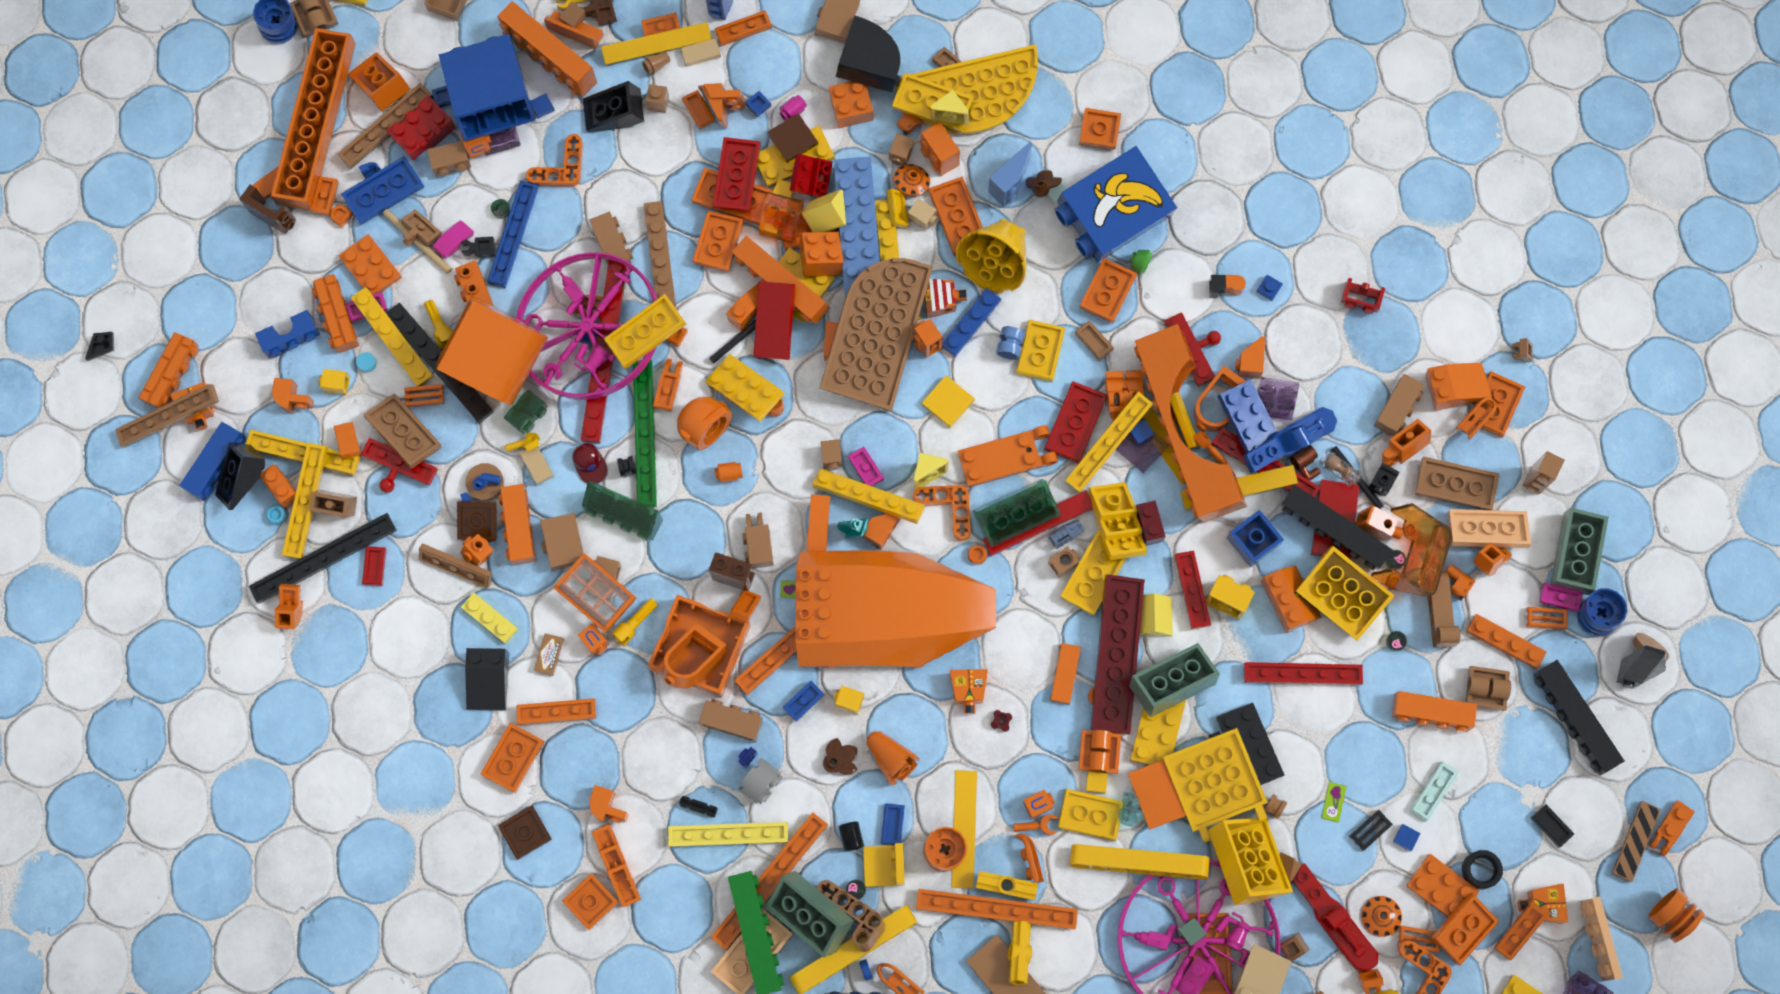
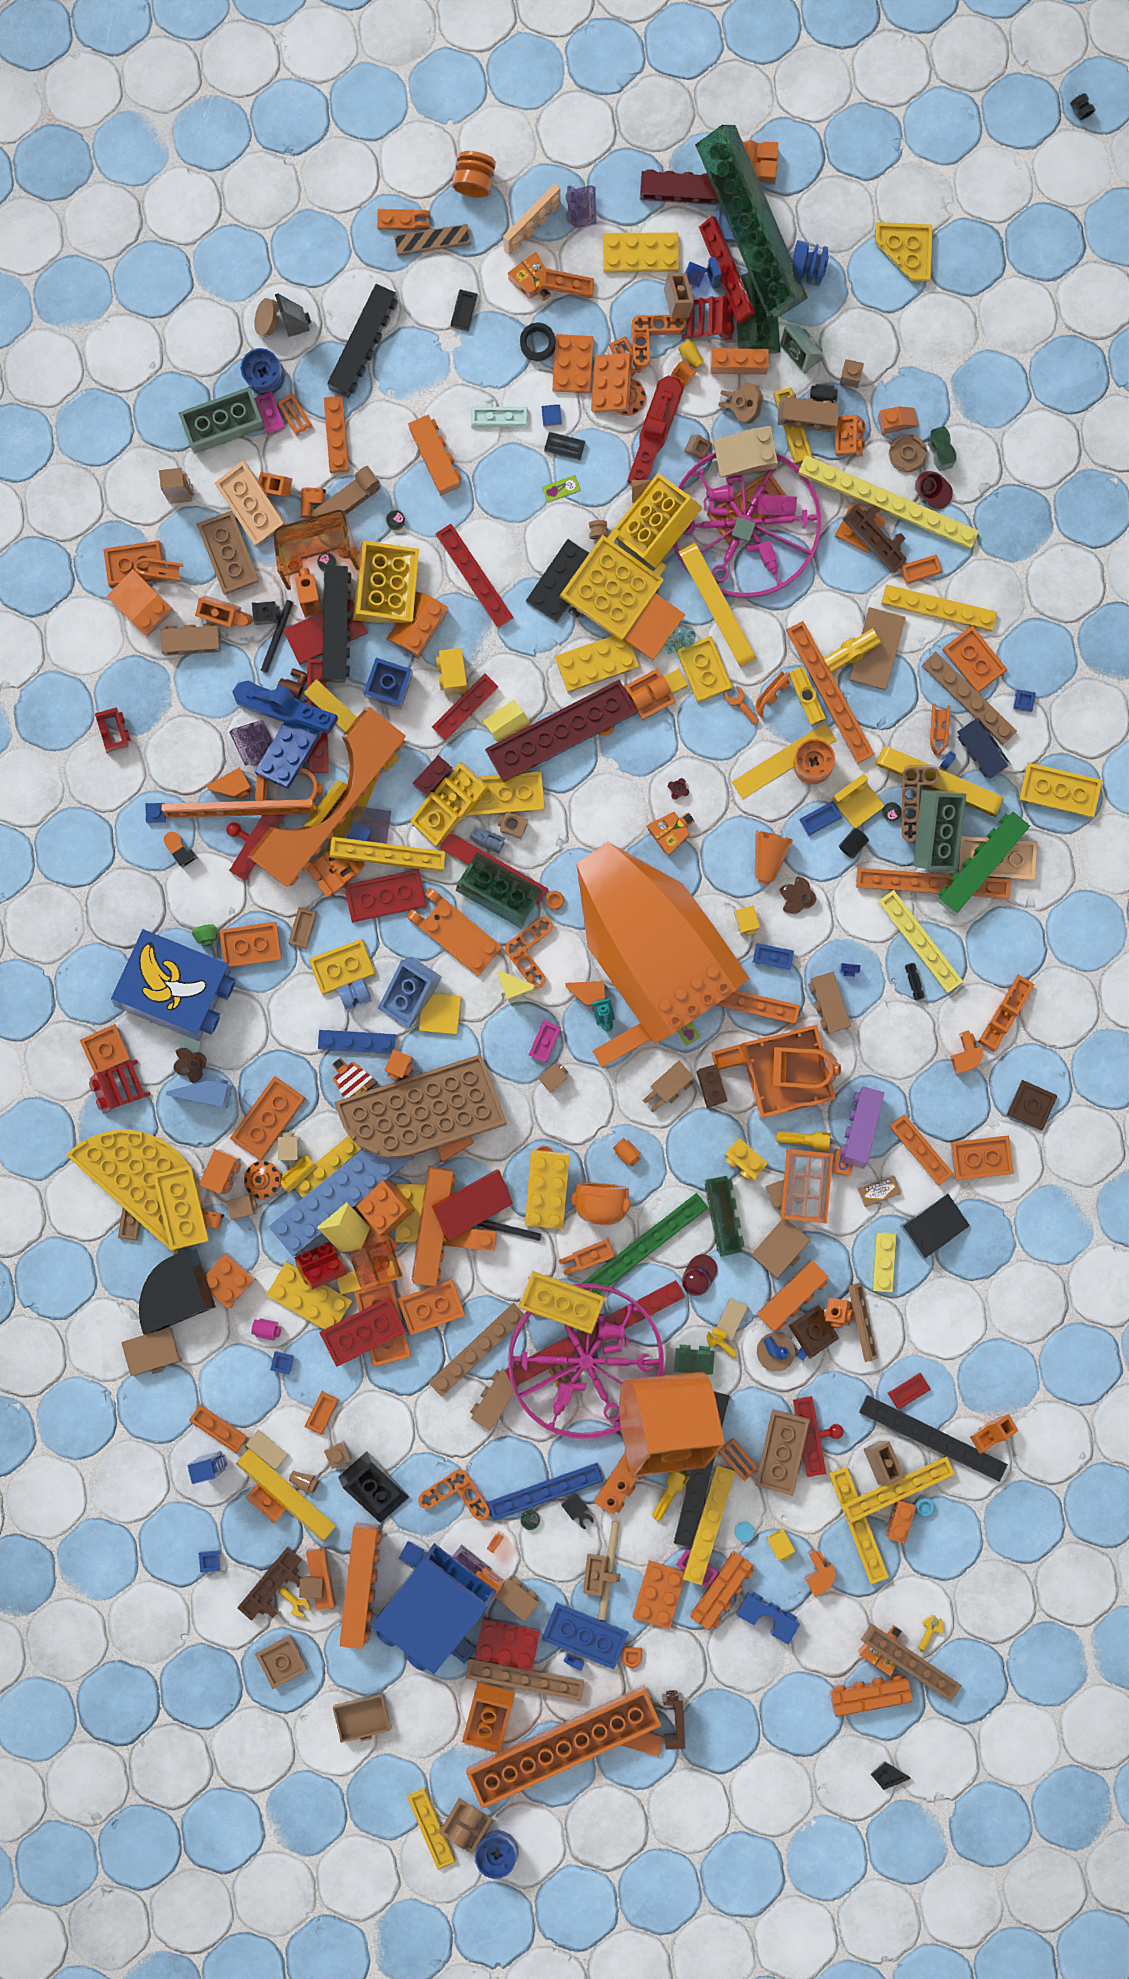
camera: 125 degrees left, 10 degrees up
(180, 452) = (930, 1631): none -> yellow bar
(209, 464) = (919, 1595): blue brick -> none
(239, 473) = (916, 1561): black slope -> none
(324, 195) = (624, 1683): orange plate -> none
(347, 440) = (822, 1494): orange tile -> none
(452, 239) = (586, 1539): dark pink slope -> none
(503, 170) = (495, 1541): none -> clear orange tile
(590, 901) = (1048, 1012): orange plate -> none
(609, 673) = (862, 1127): none -> medium lavender brick
(626, 466) = (681, 1241): black wheel -> none
(653, 560) = (745, 1159): none -> yellow bracket
(721, 99) = (306, 1398): orange piece -> none
(759, 782) = (863, 943): light grey brick -> none
(792, 137) = (295, 1307): reddish brown tile -> none
(868, 496) = (569, 1020): yellow plate -> none
(950, 110) = (181, 1182): light yellow slope -> none
(983, 387) = (409, 991): none -> medium blue slope
(994, 256) = (286, 1056): yellow cone -> none
(1039, 804) = (725, 713): orange brick -> none
(1060, 106) = (107, 1091): none -> red plate
(1065, 673) = (604, 763): orange tile -> none
(1174, 680) = (553, 670): sand green brick -> none
(1205, 442) = (331, 778): orange piece -> none
(1227, 350) = (243, 808): none -> orange tile
(1335, 464) = (278, 661): clear piece -> none
(1402, 909) = (611, 383): none -> orange plate
(1465, 929) = (594, 326): orange tile -> none
(1488, 688) = (386, 424): medium nougat plate -> none
(1525, 350) = (71, 567): medium nougat tile -> none

